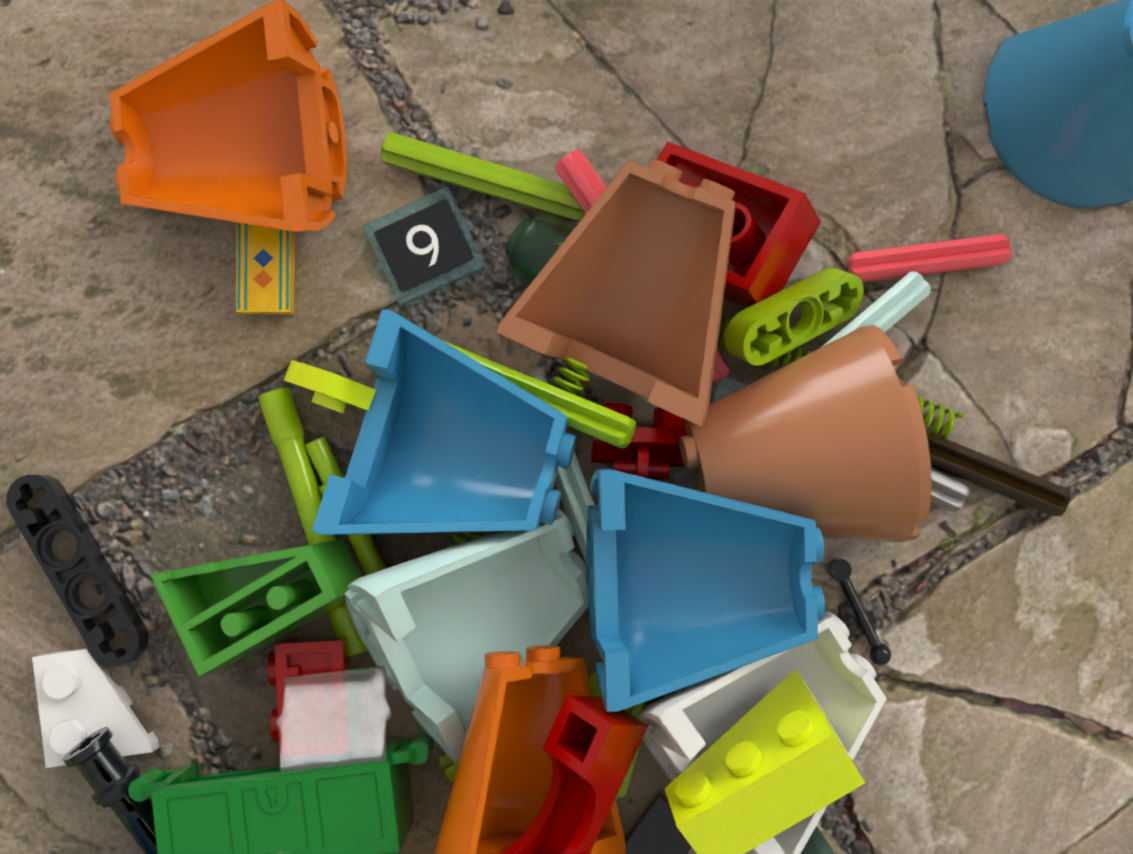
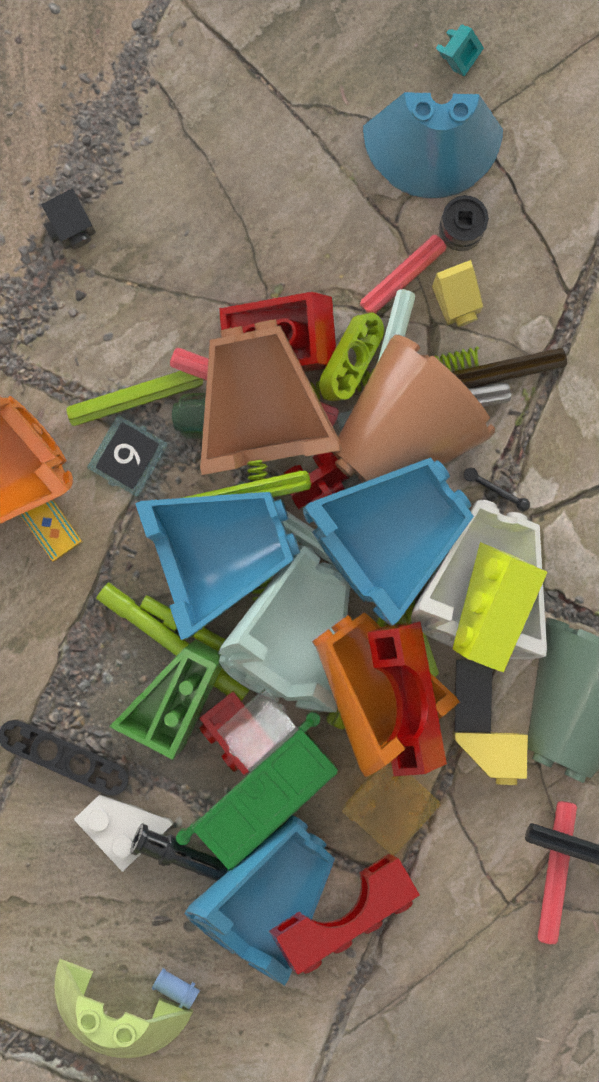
camera: 30 degrees left, 0 degrees up
(329, 388) = (135, 565): neon yellow plate -> none
(989, 327) = (458, 294): none -> light yellow slope
(1057, 243) = (463, 223): none -> black wheel

